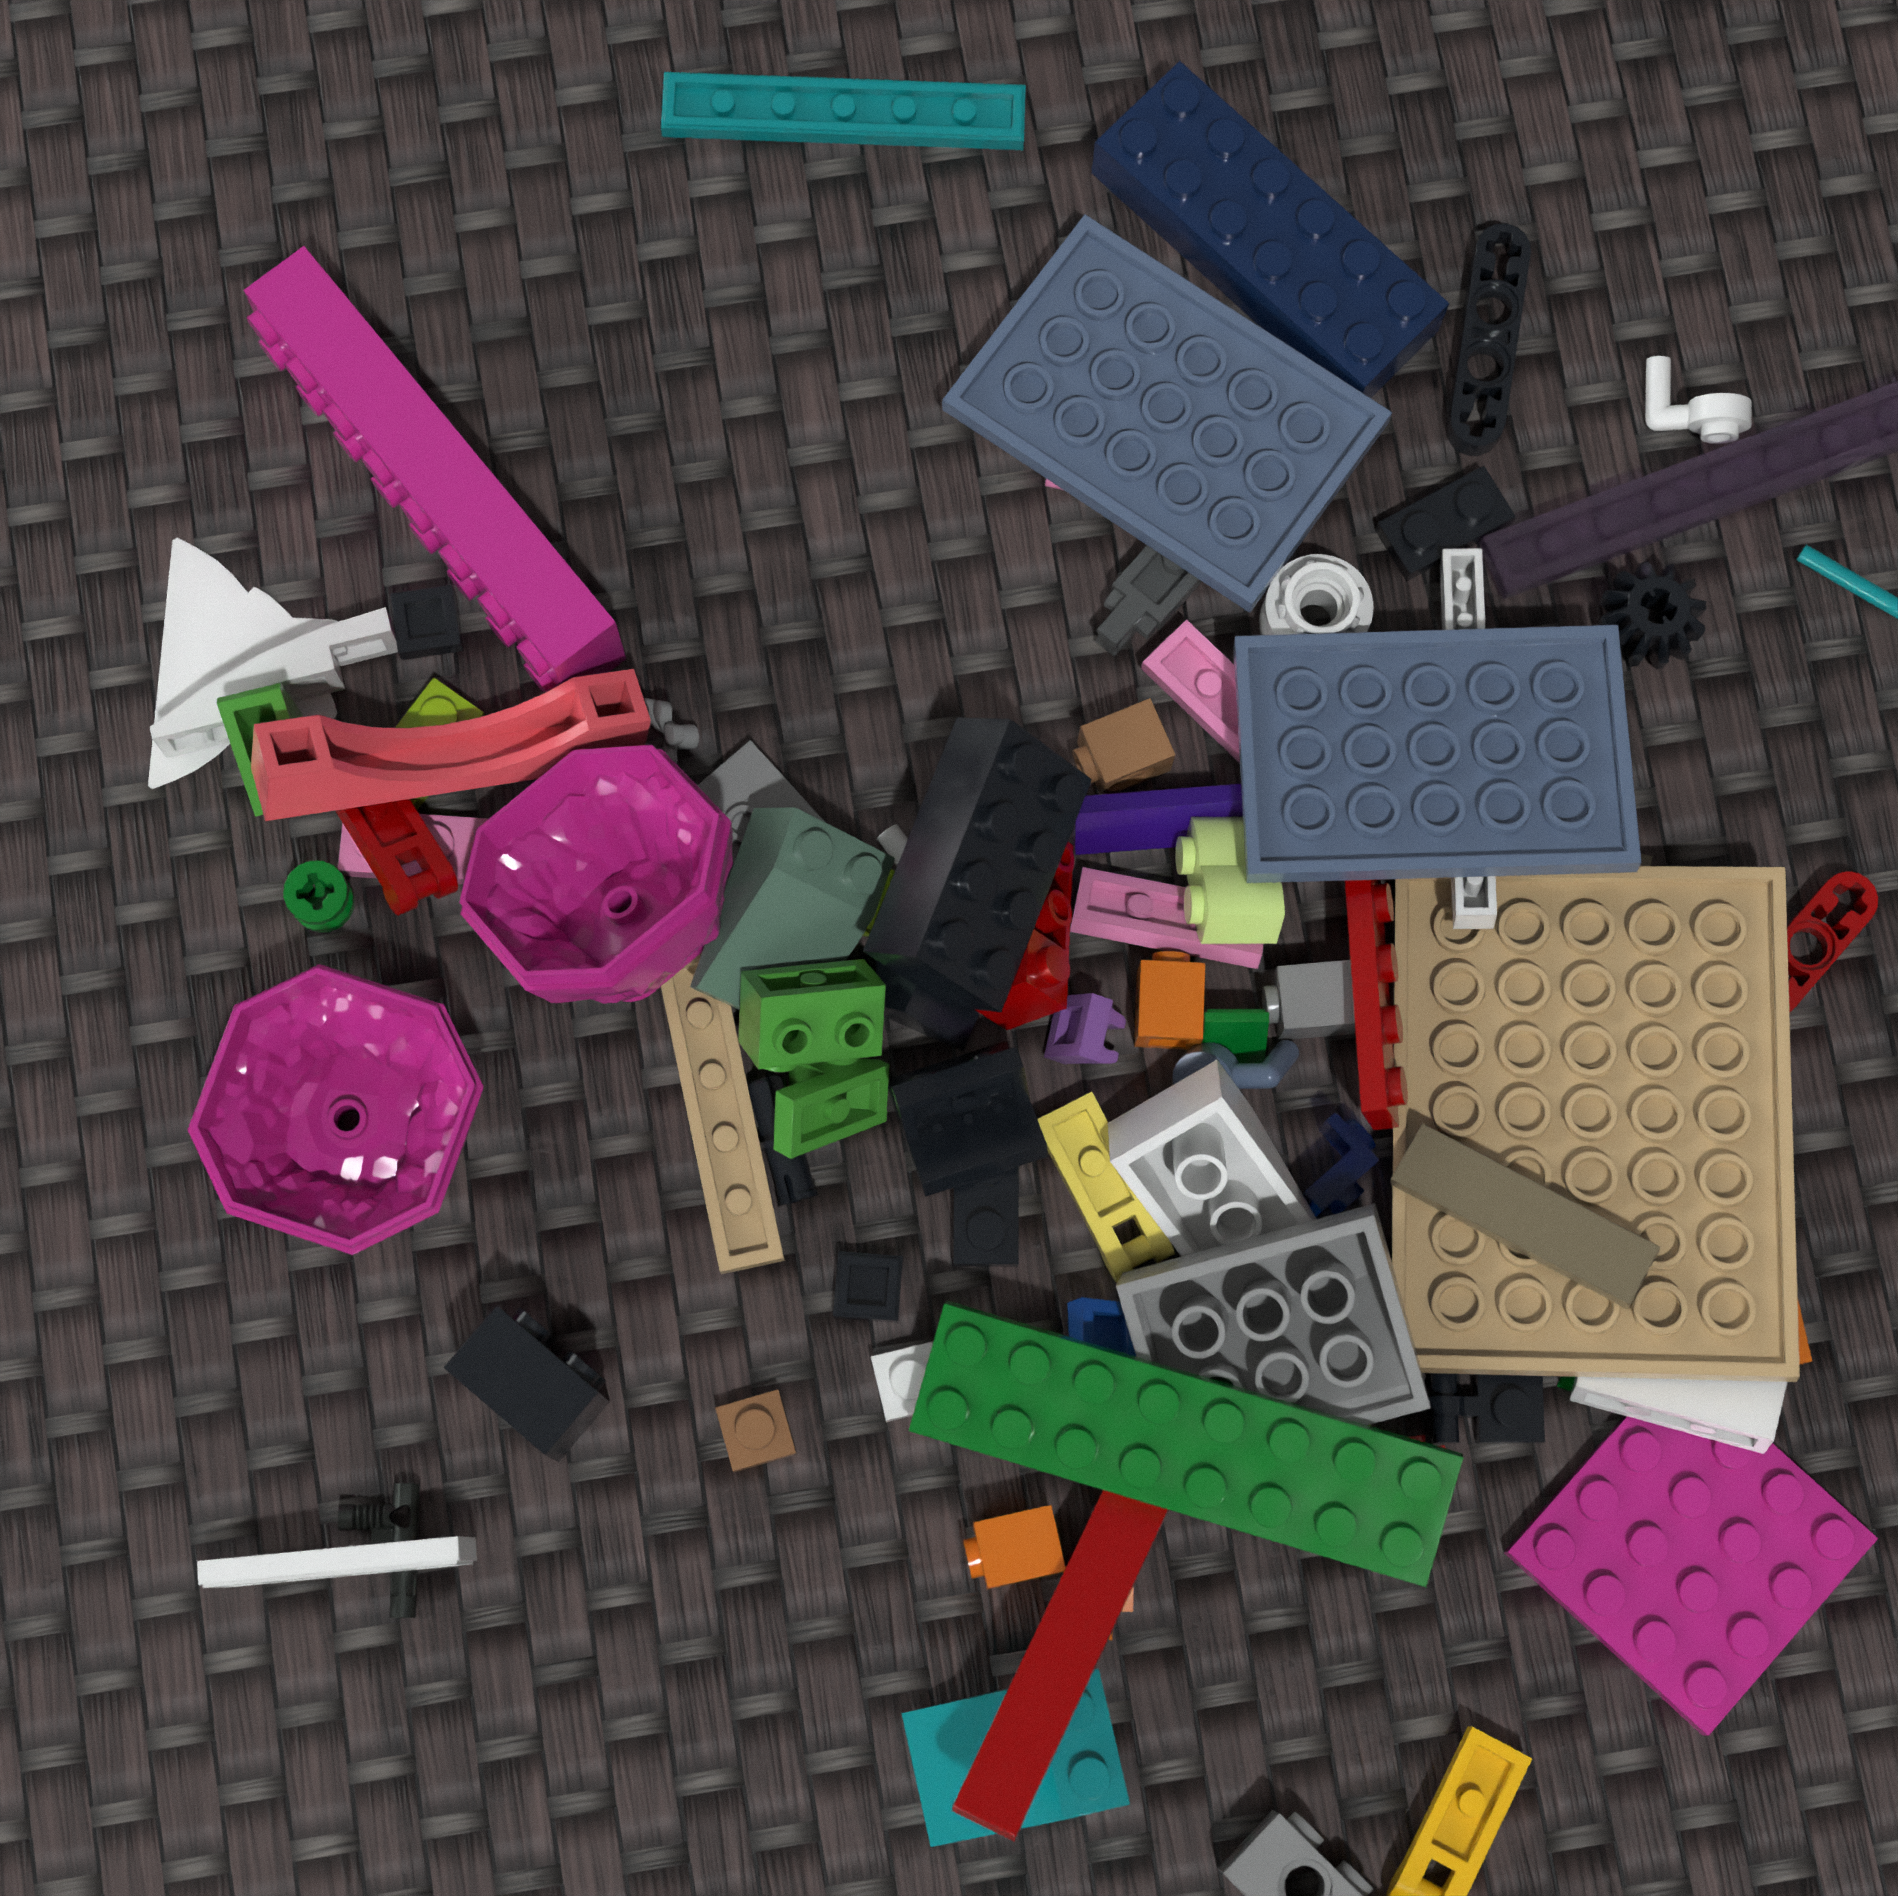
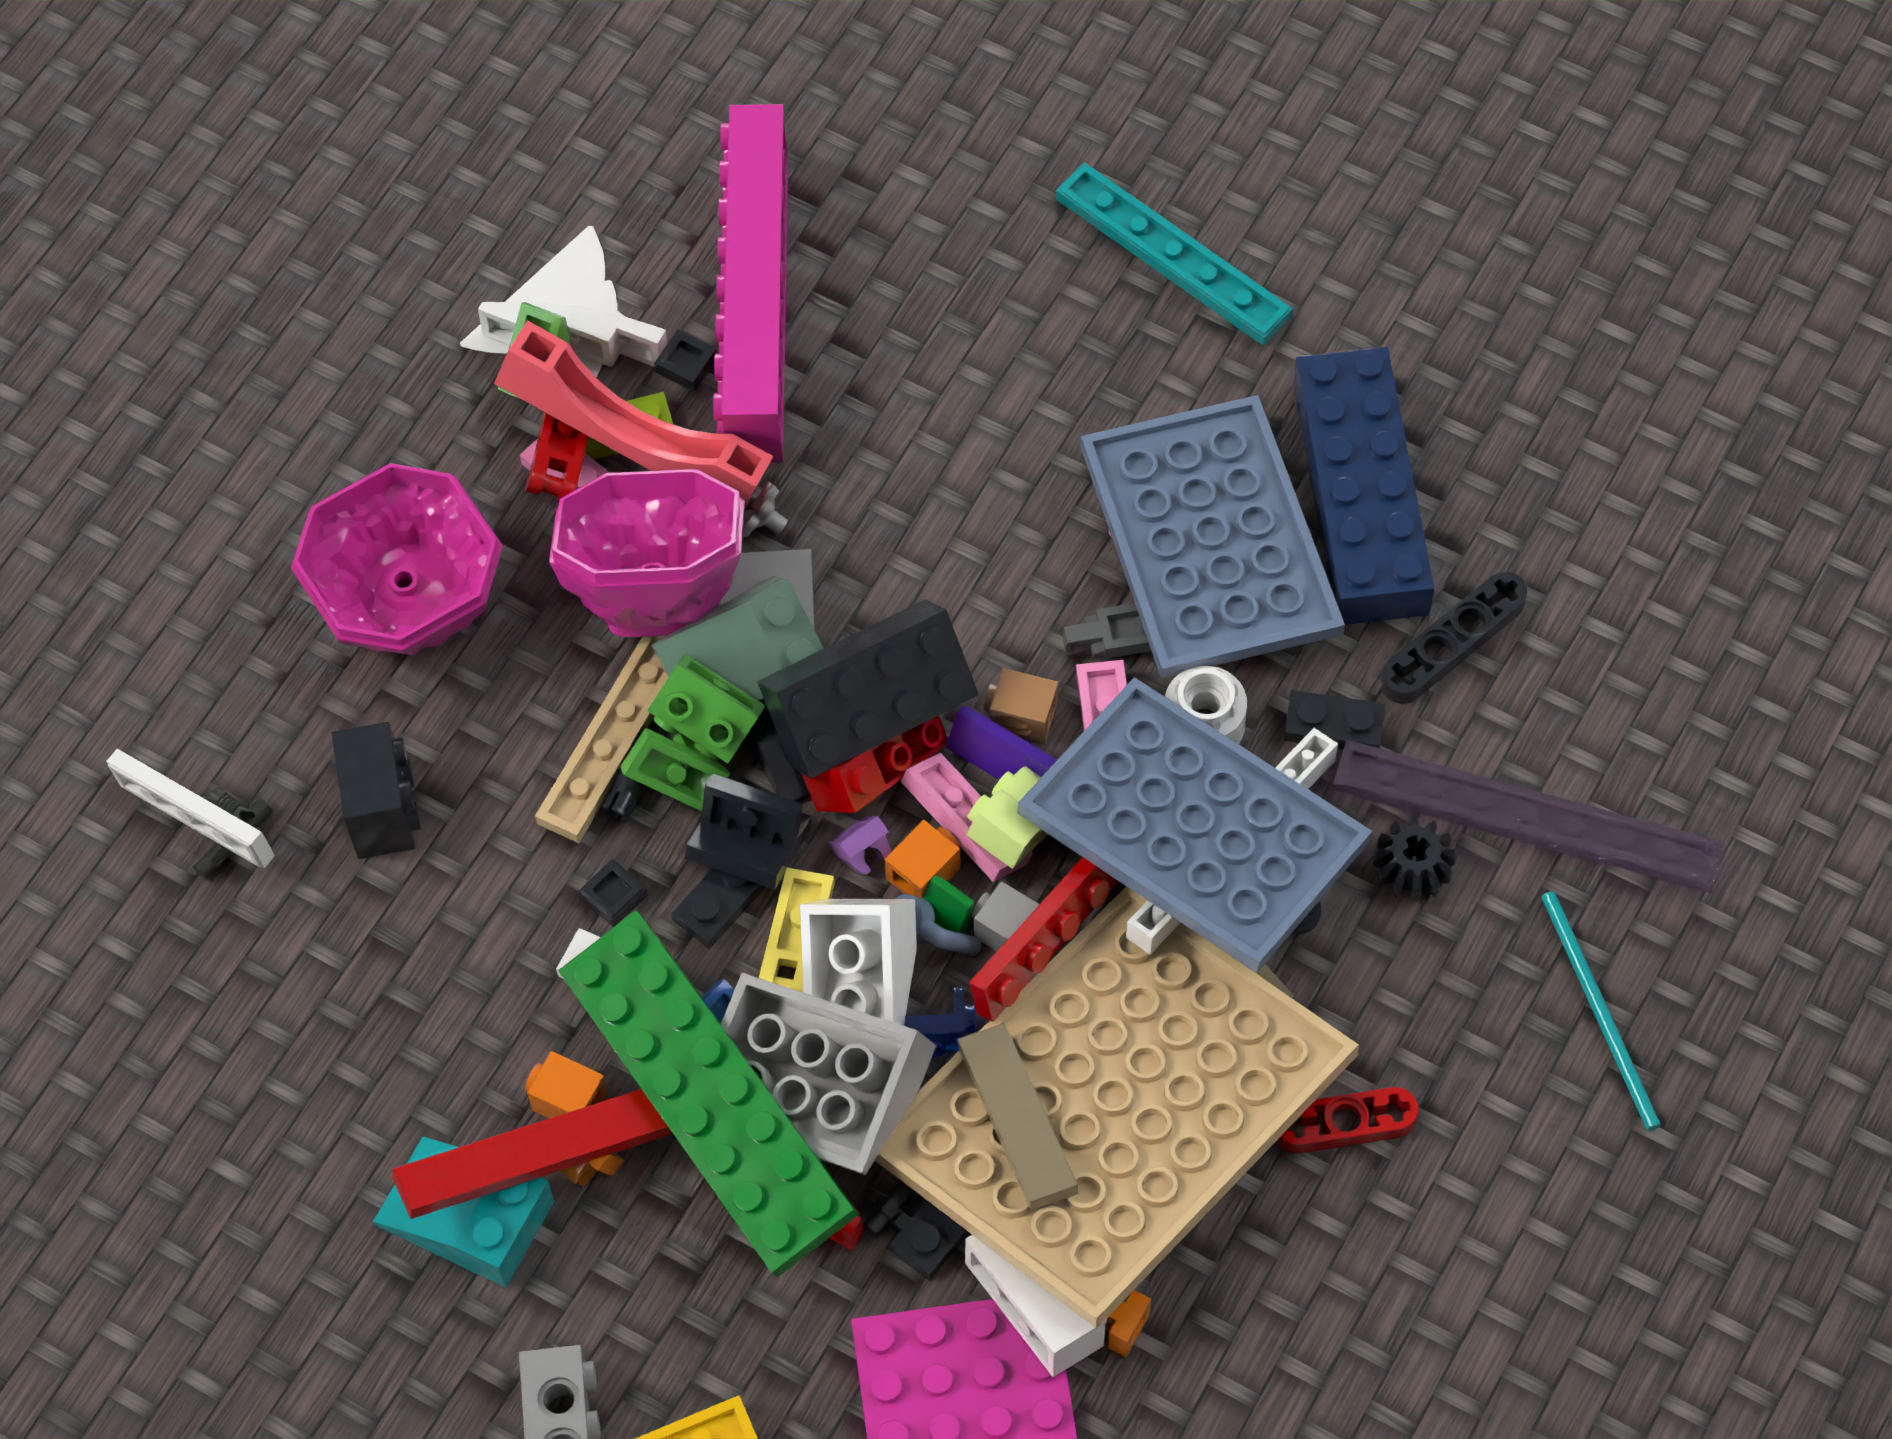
camera: 45 degrees right, 15 degrees down
(323, 909) = (498, 473): green wheel -> none
(755, 1430) = (480, 922): medium nougat plate -> none
(1714, 415) = (1556, 773): white plate -> none

